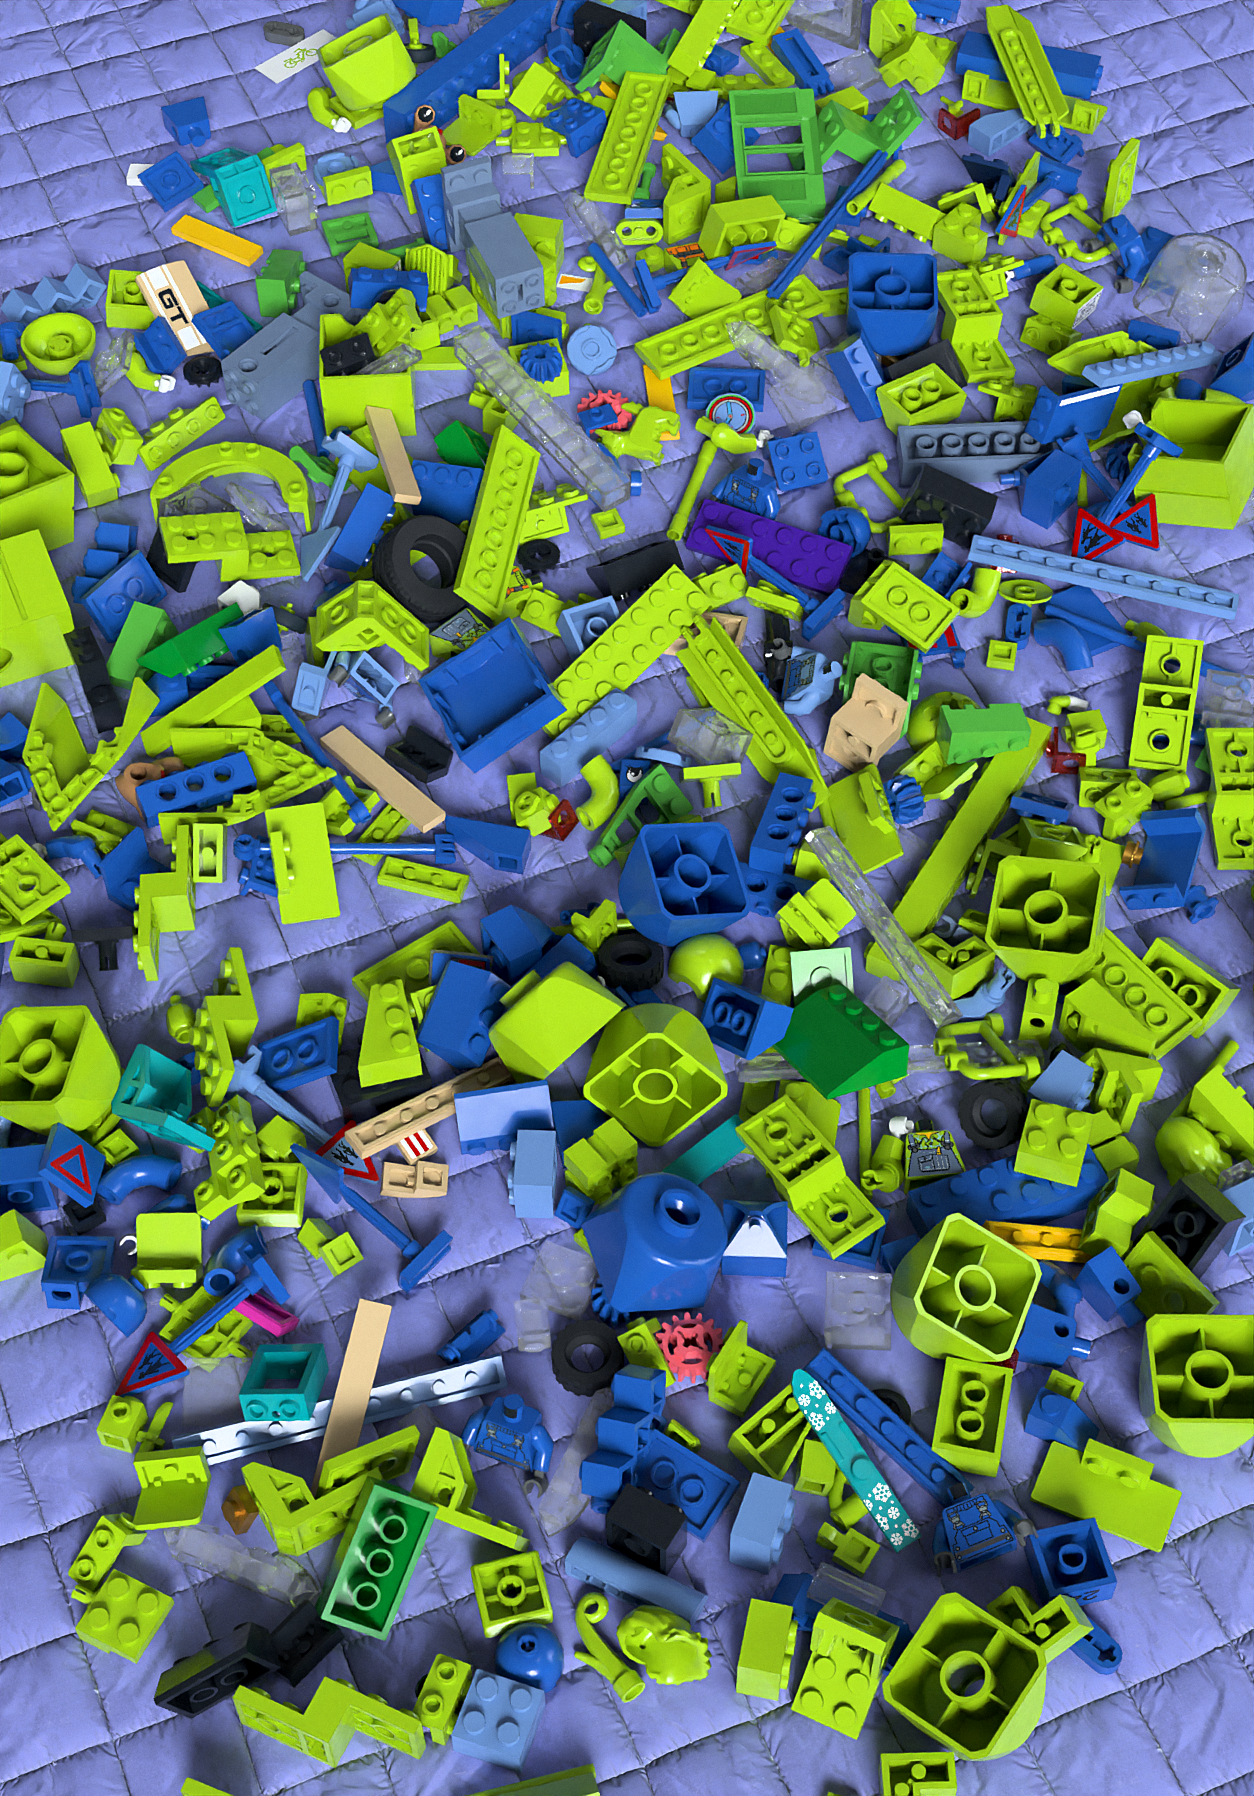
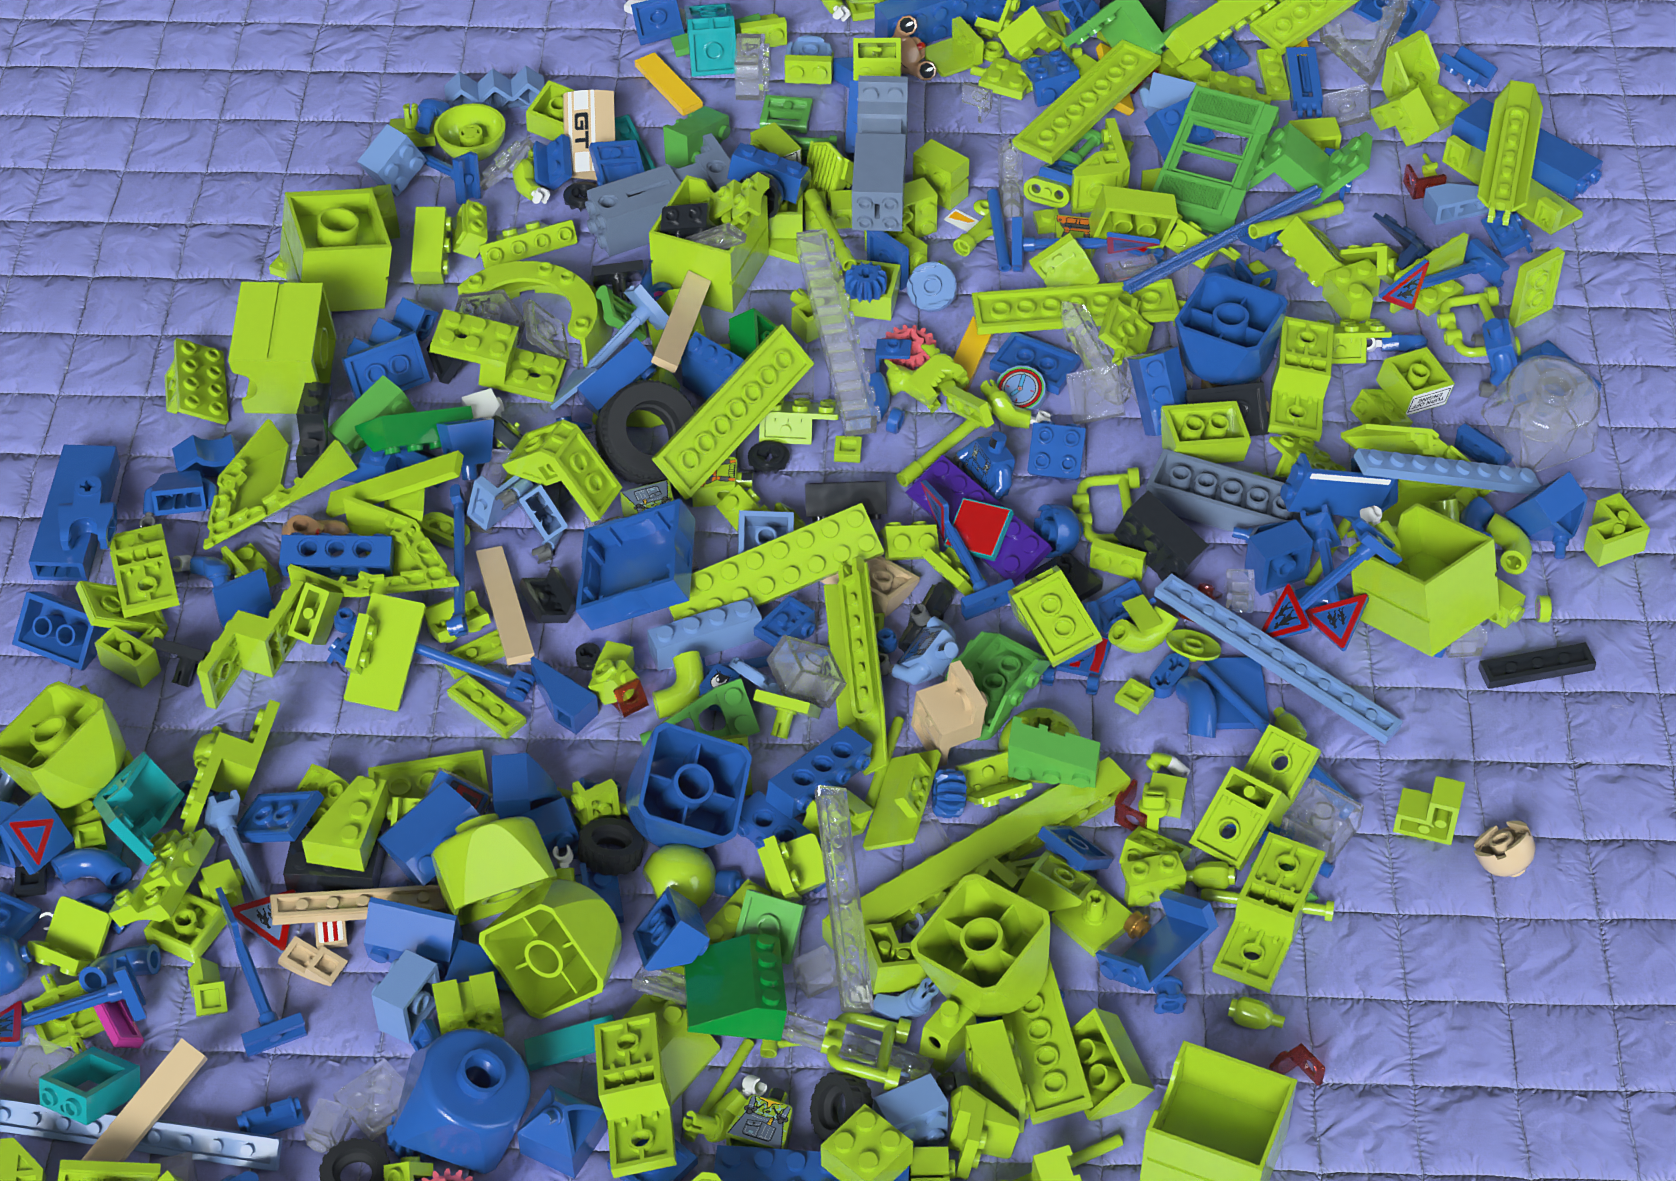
camera: 25 degrees right, 5 degrees down
(293, 432) = (618, 275): none -> black tile
(445, 309) = (817, 206): none -> lime piece
(490, 791) = (587, 649): none -> black bush
(659, 702) = (788, 619): none -> blue bracket
(695, 446) = (967, 404): none -> lime plate
(782, 551) = (981, 527): none -> red tile
(970, 578) = (1142, 613): none -> lime sticker
(1032, 529) = (1239, 590): none -> clear brick

